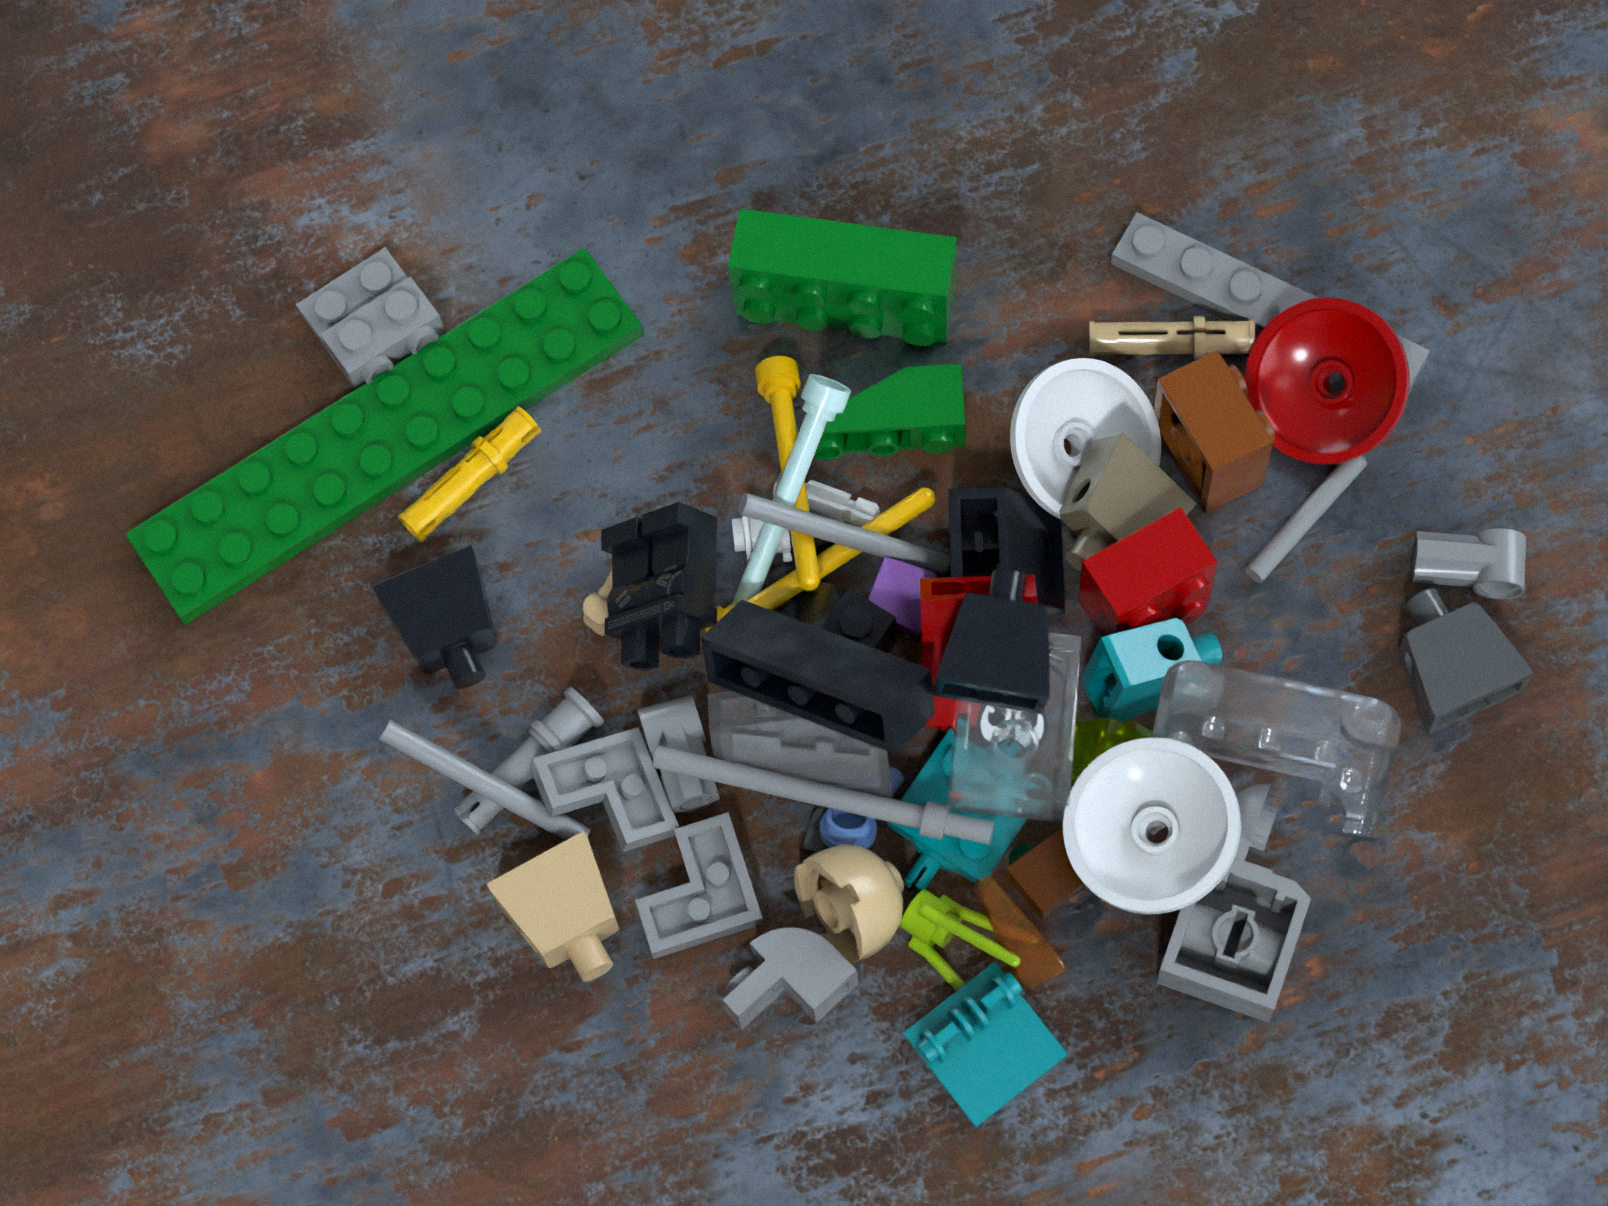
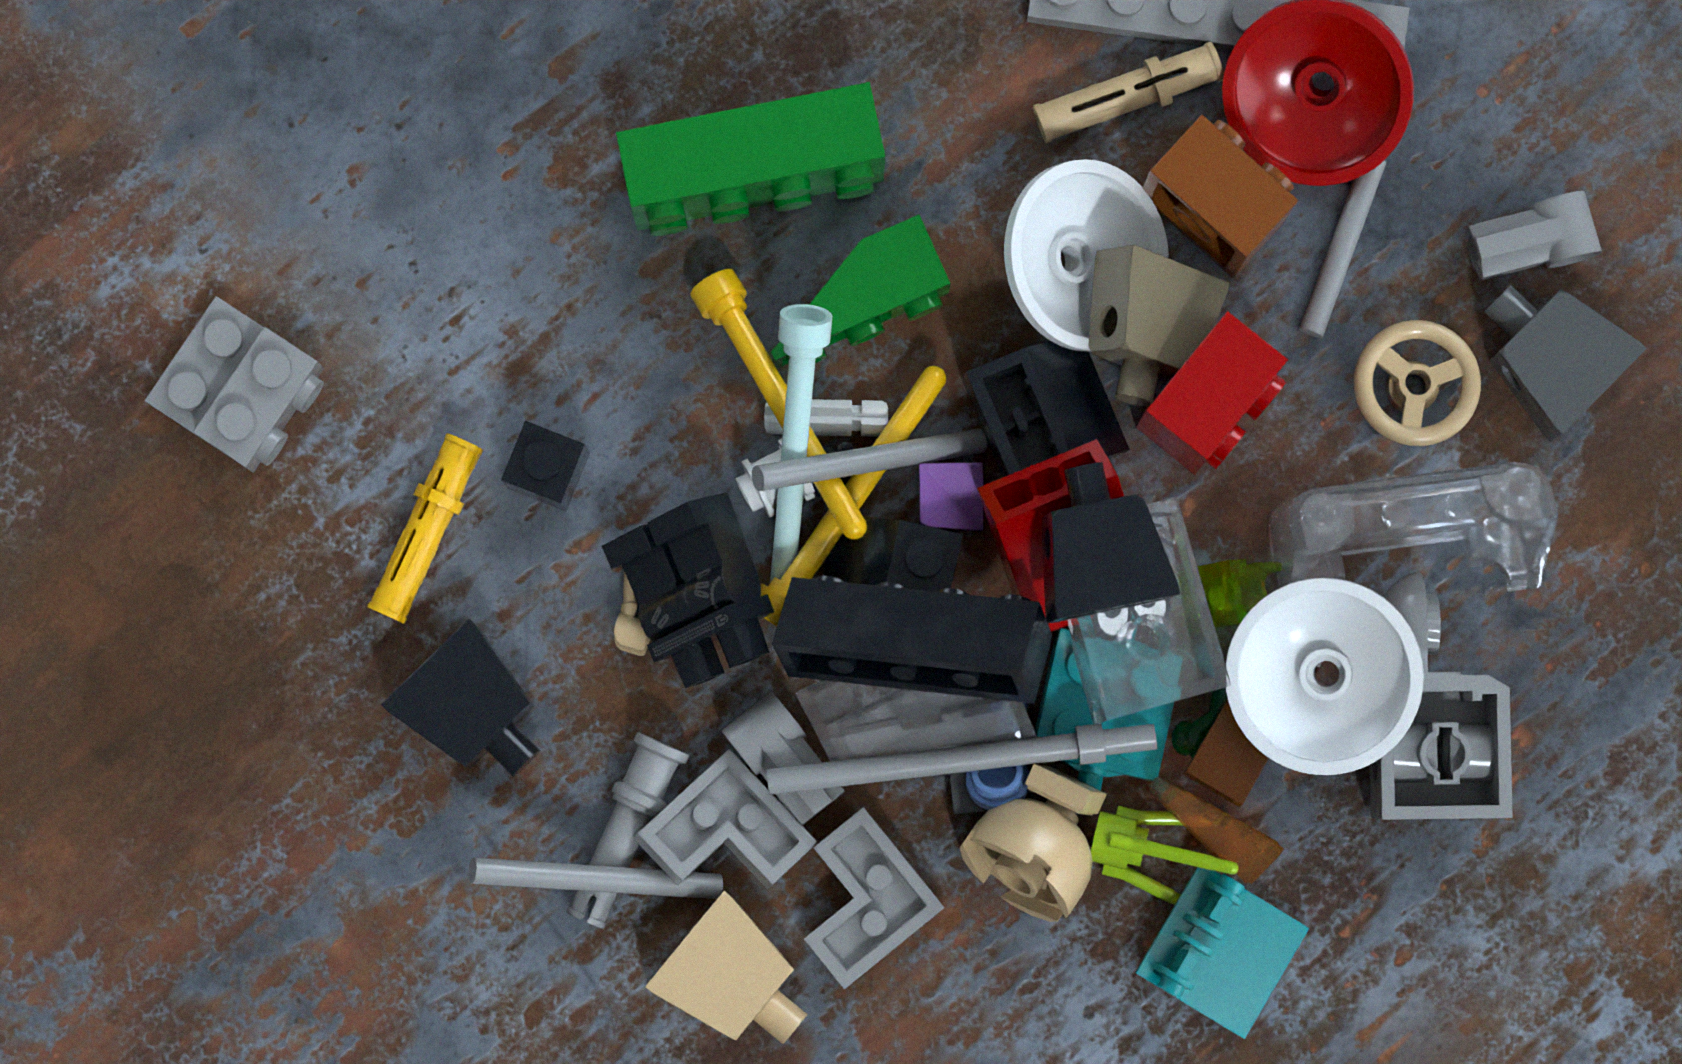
camera: 30 degrees left, 15 degrees up
(384, 435) = (310, 514): green plate -> none
(583, 456) = (545, 466): none -> black brick
(794, 963) = (1002, 941): light grey brick -> none
(900, 854) = (1065, 790): none -> tan tile
(1130, 666) = (1246, 487): teal torso -> none
(1325, 659) = (1412, 406): none -> tan piece

